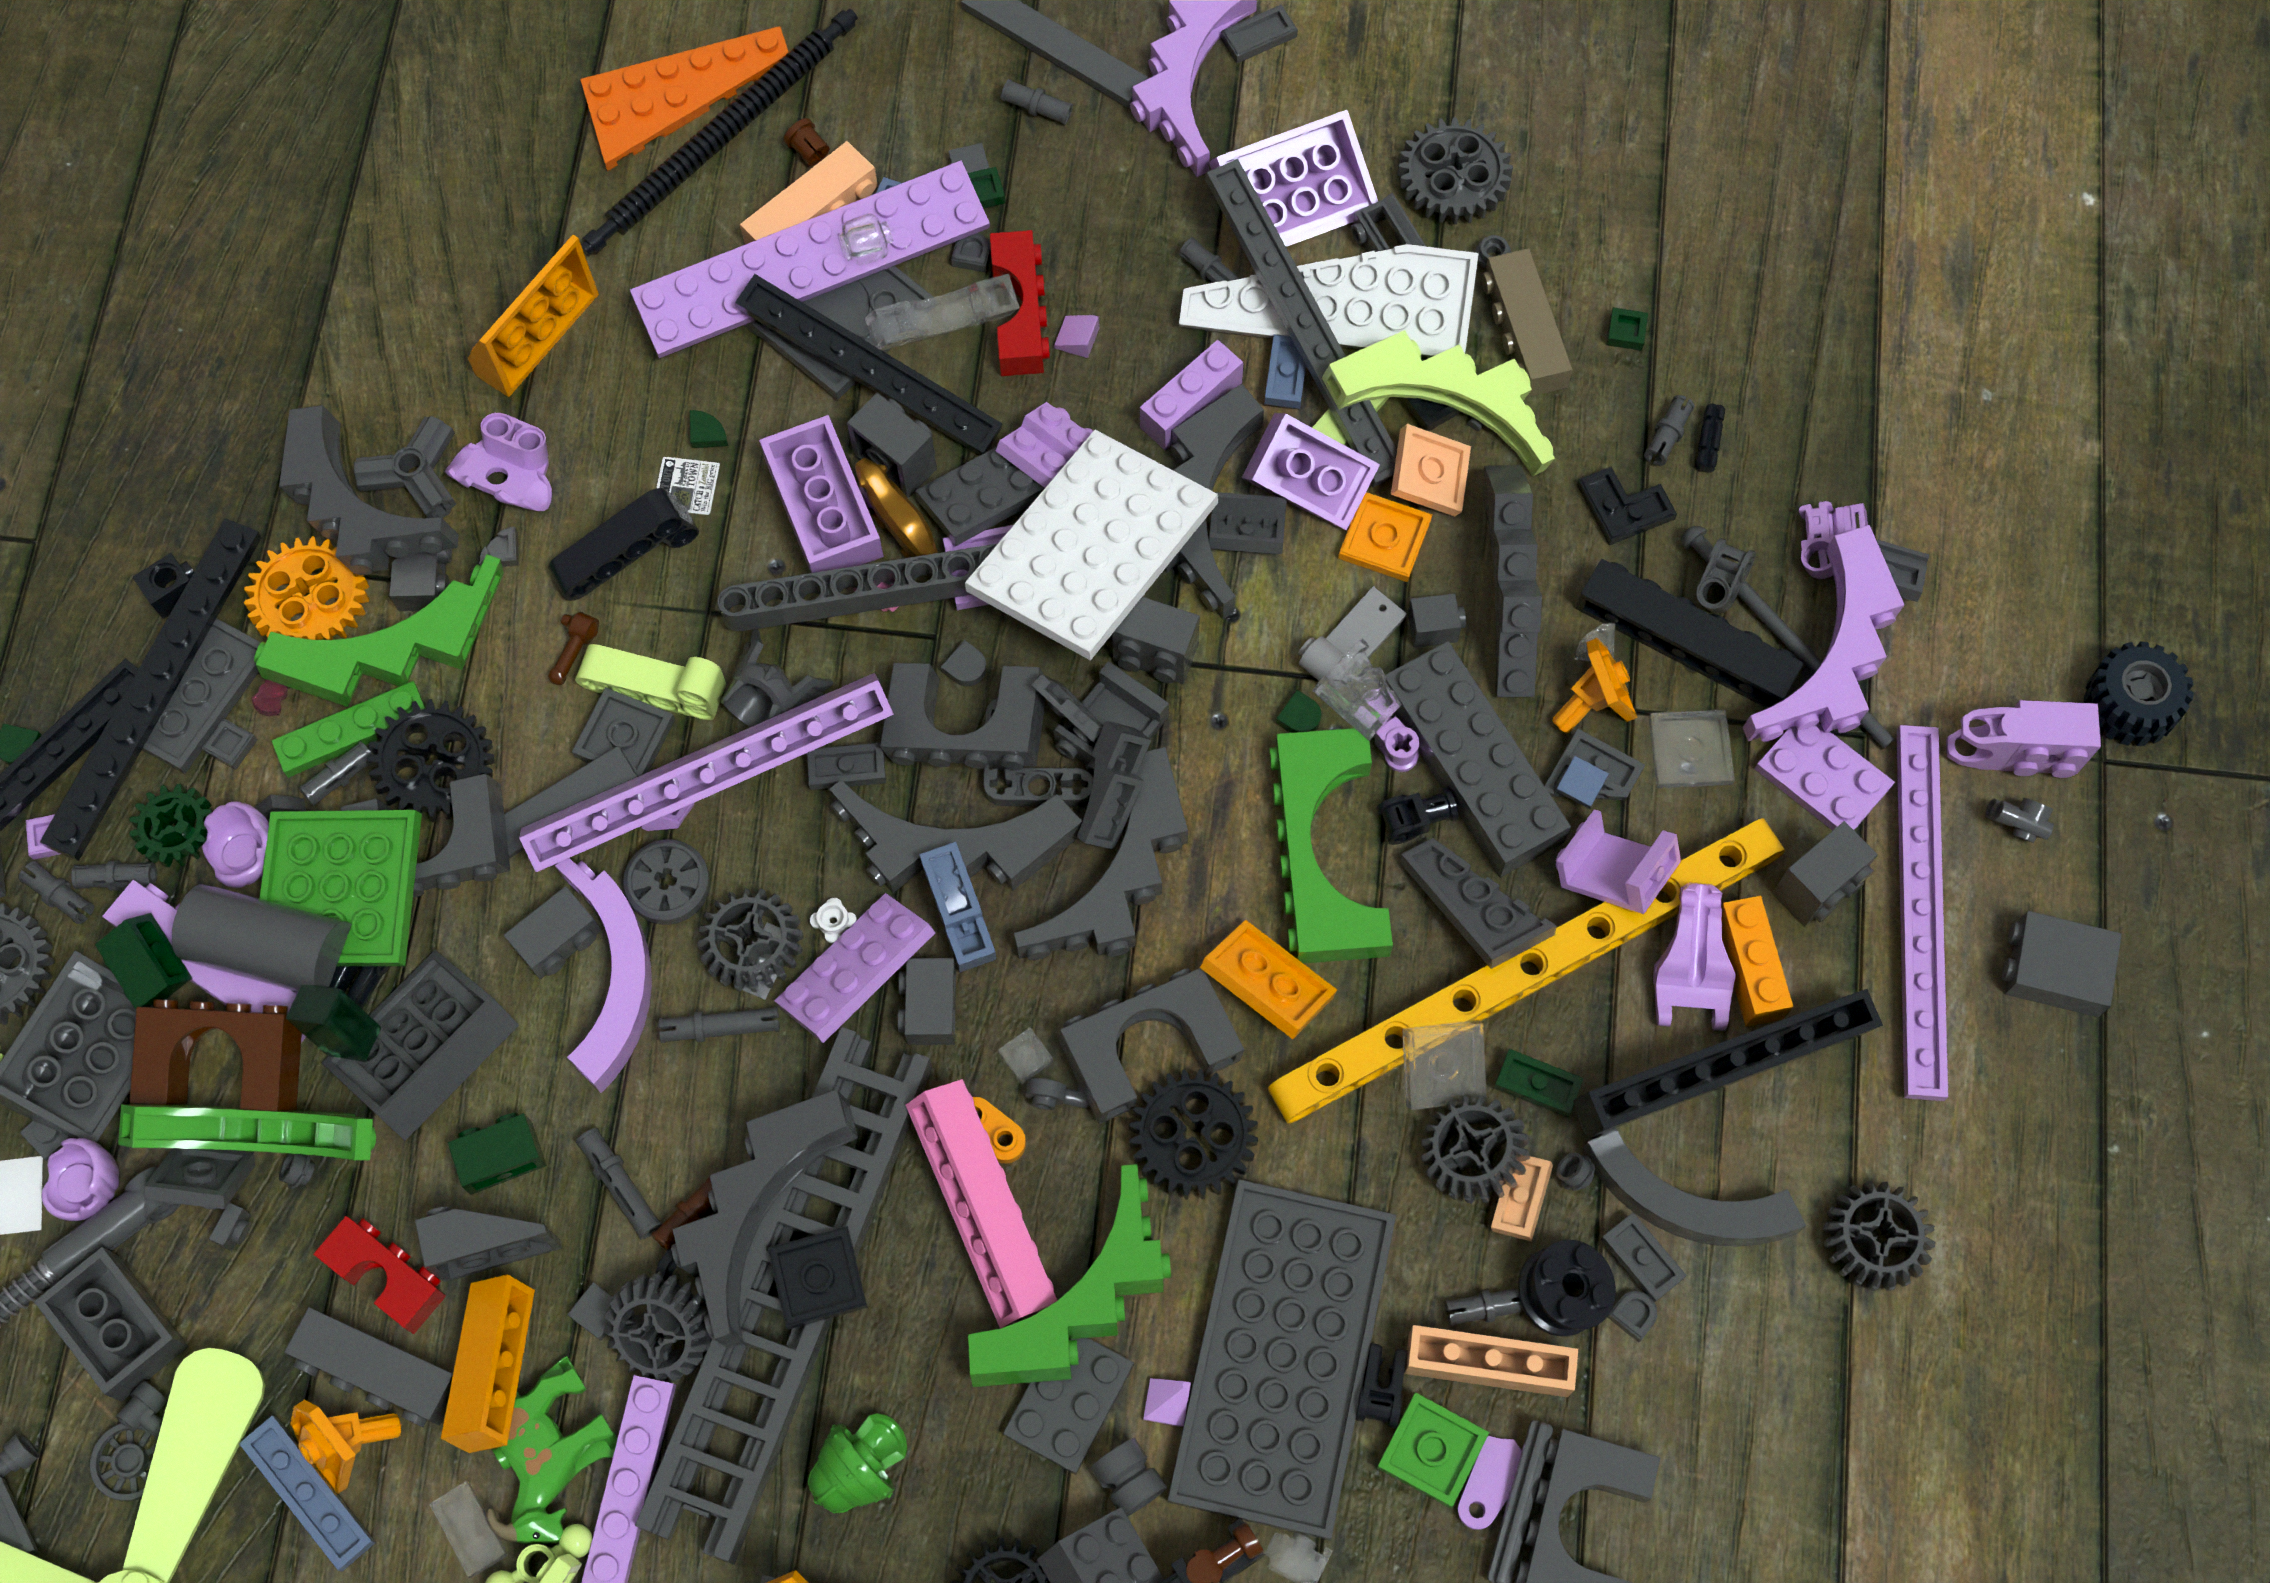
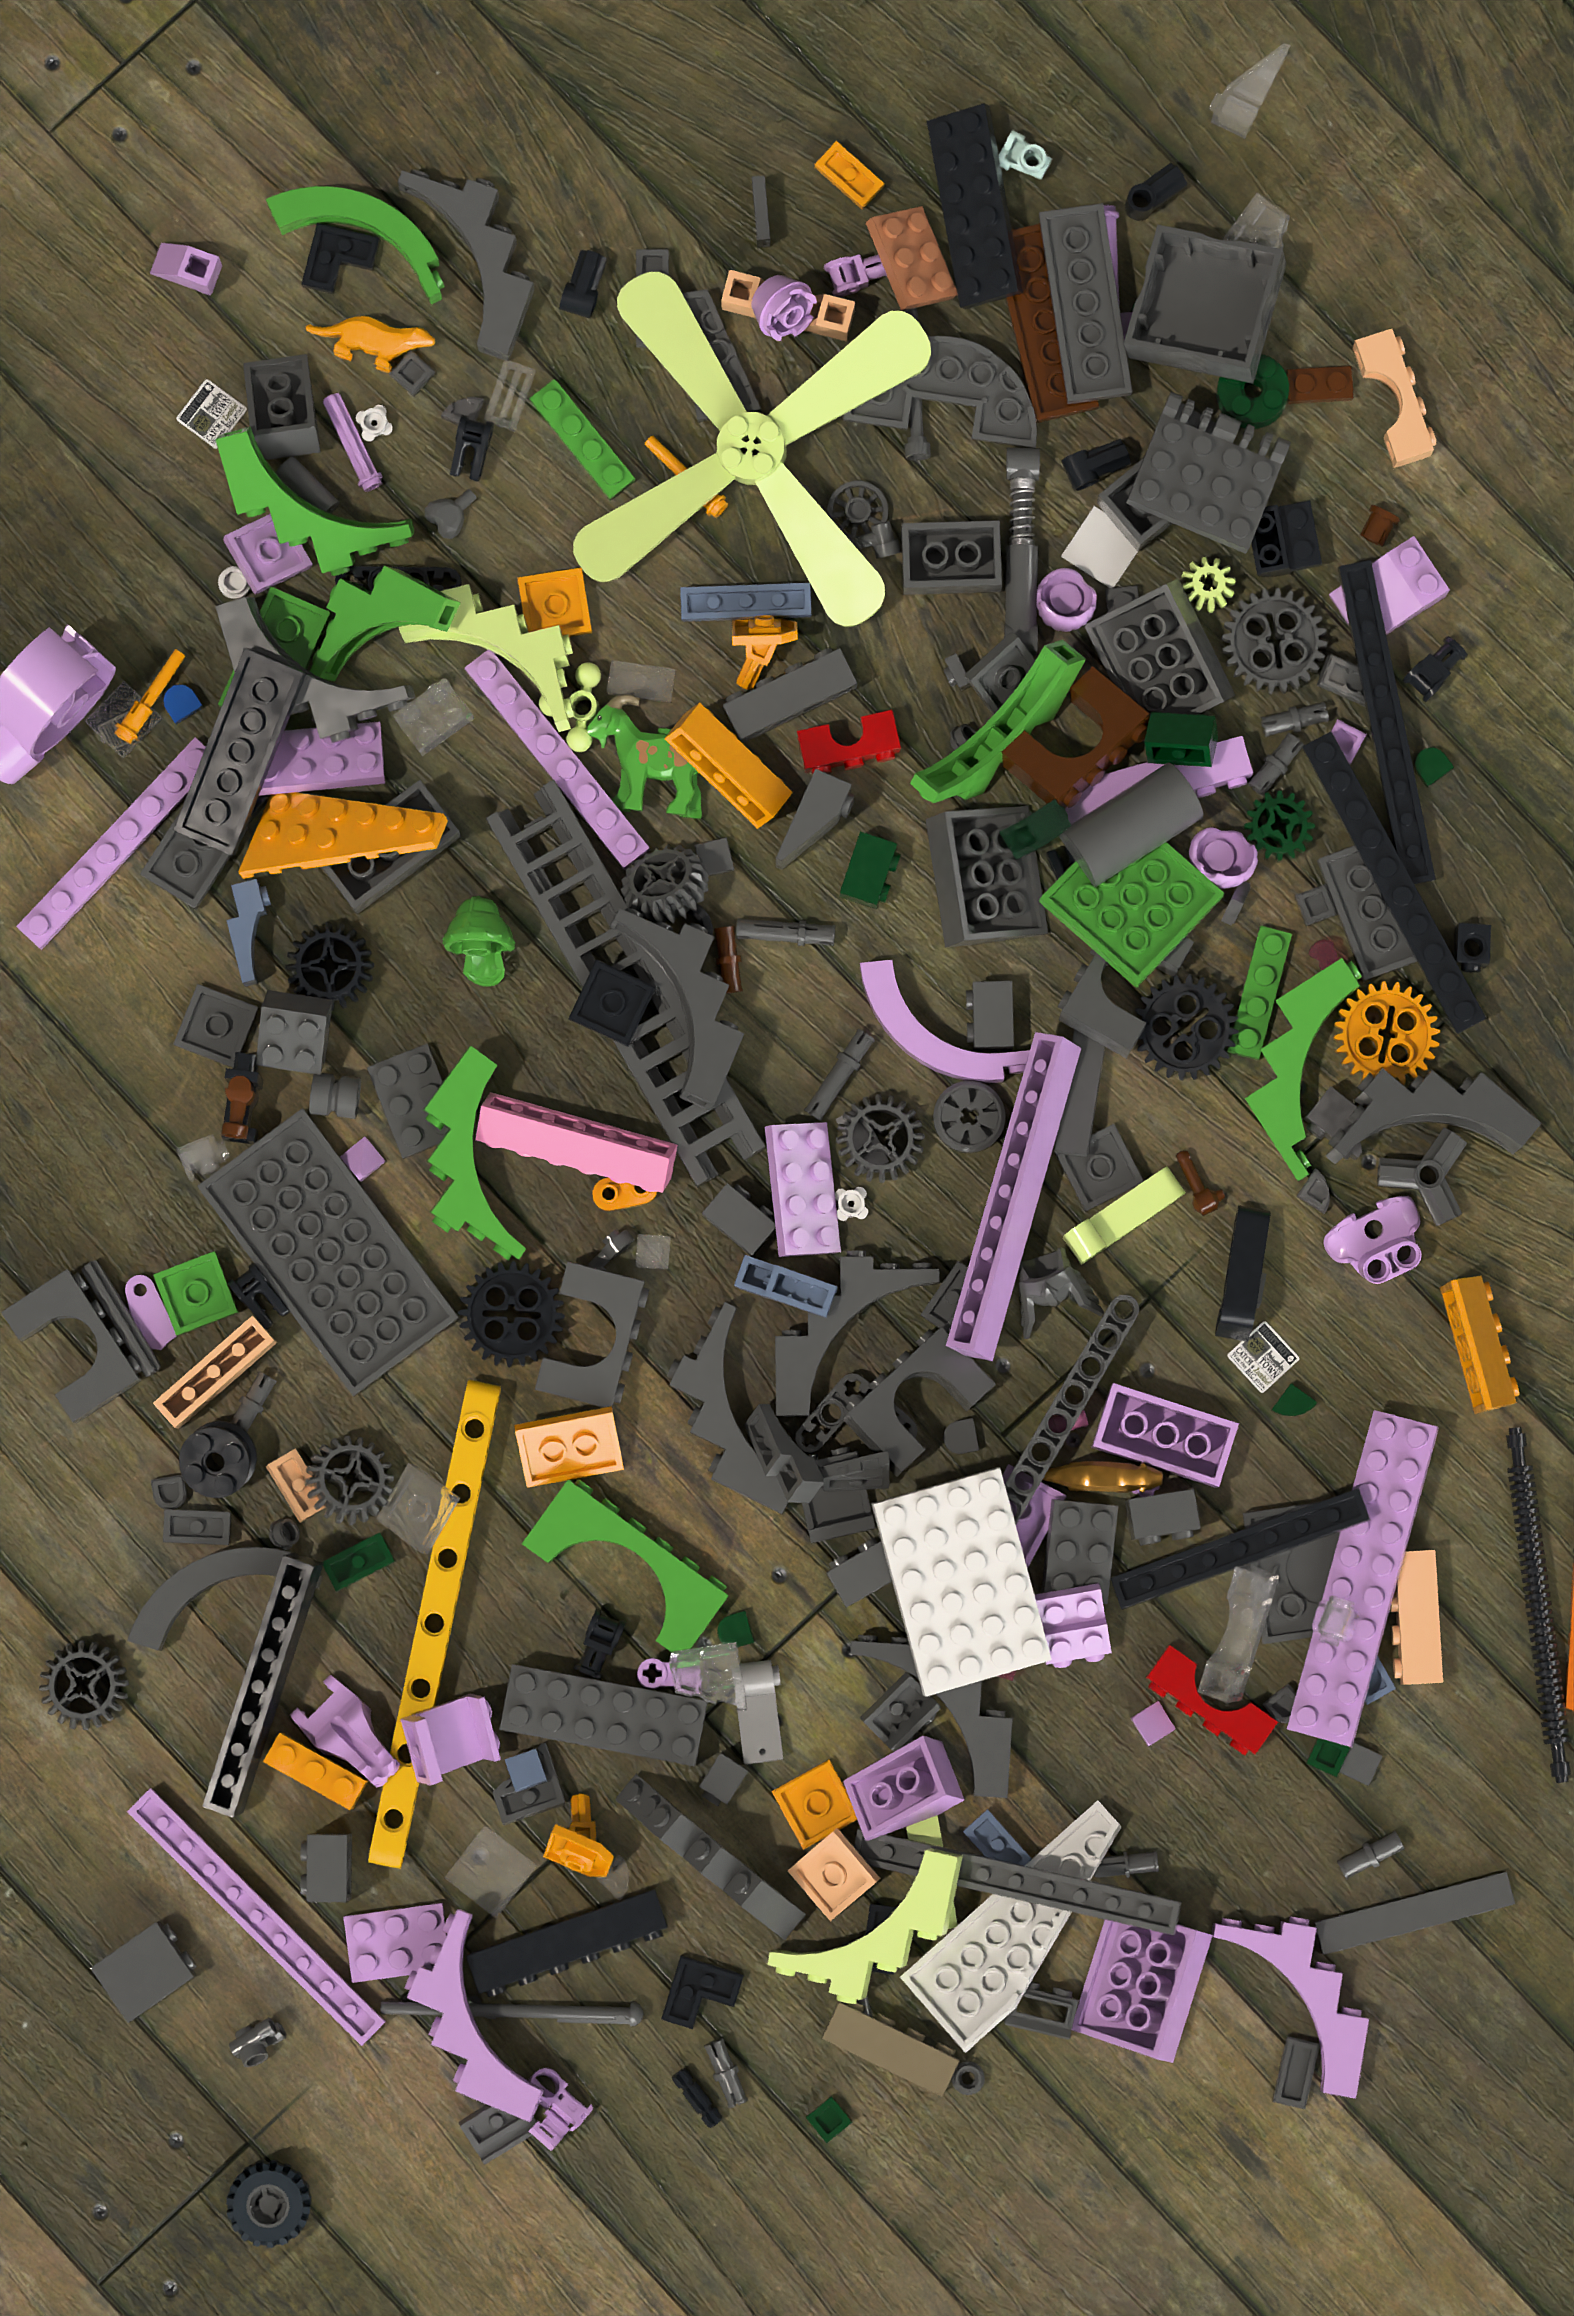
camera: 130 degrees right, 15 degrees up
(336, 773) = (1230, 959): dark grey pin -> none
(802, 137) = (1474, 1658): reddish brown bush -> none
(1190, 391) = (1032, 1759): lavender brick -> none
(1455, 170) = (1027, 2096): dark grey gear -> none
(1475, 905) = (493, 1621): dark grey wing -> none
(1725, 574) = (585, 2004): dark grey piece -> none
(2030, 738) = (299, 2094): lavender brick -> none

